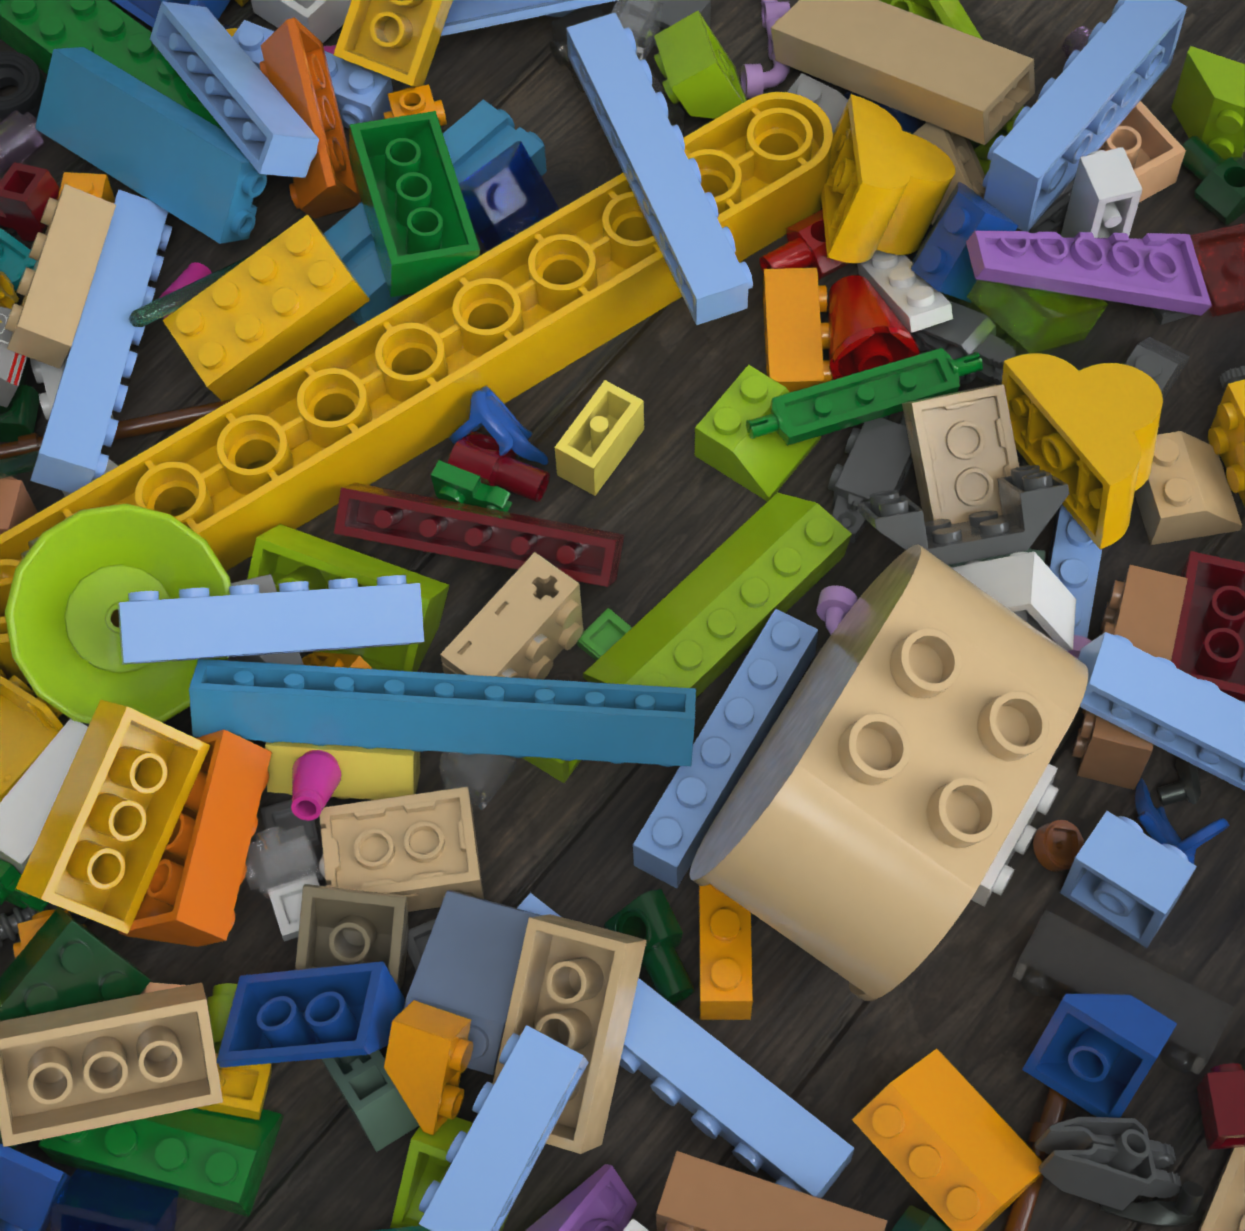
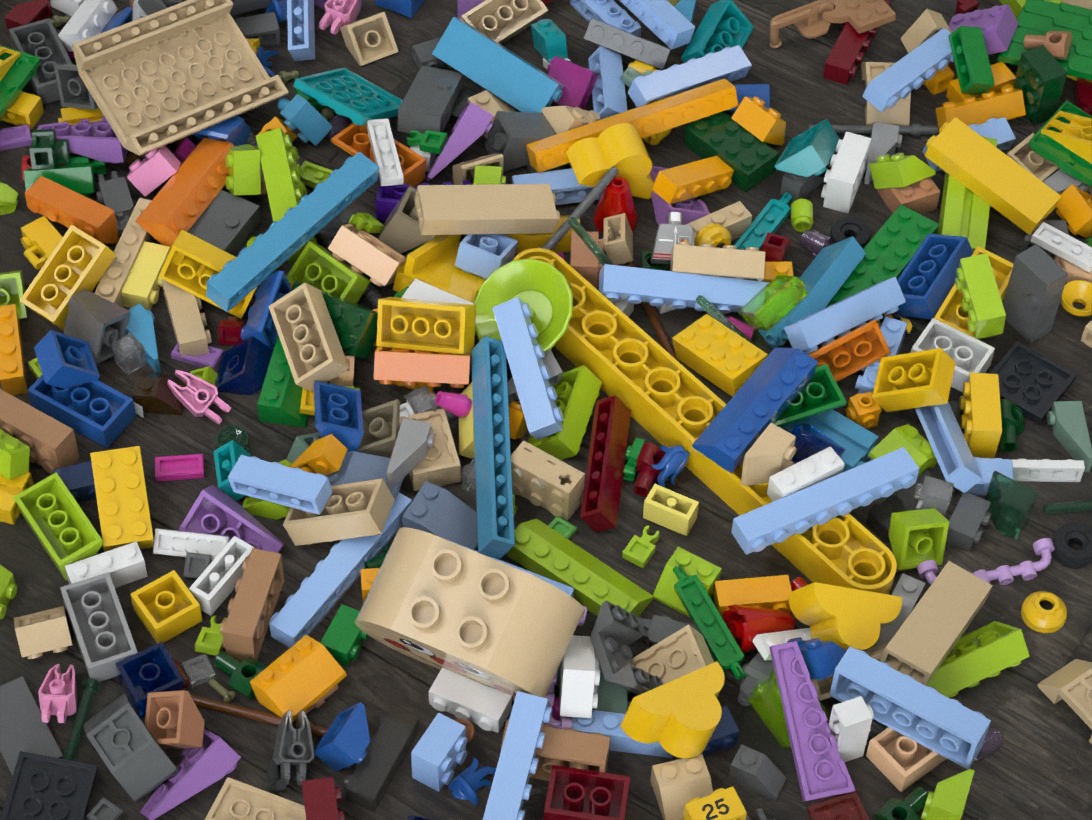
camera: 80 degrees right, 10 degrees down
(175, 197) = (773, 302): none -> clear neon green brick
(420, 865) = (409, 449): none -> light grey slope
(439, 238) = (756, 406): none -> blue slope
(523, 68) = (912, 441): none -> lime slope
(557, 226) = (768, 455): none -> tan slope
(572, 843) = (443, 515): none -> sand blue slope
(607, 186) = (805, 474): none -> white brick
(670, 504) = (641, 549): none -> lime plate
(836, 1049) = (343, 636): none -> green brick

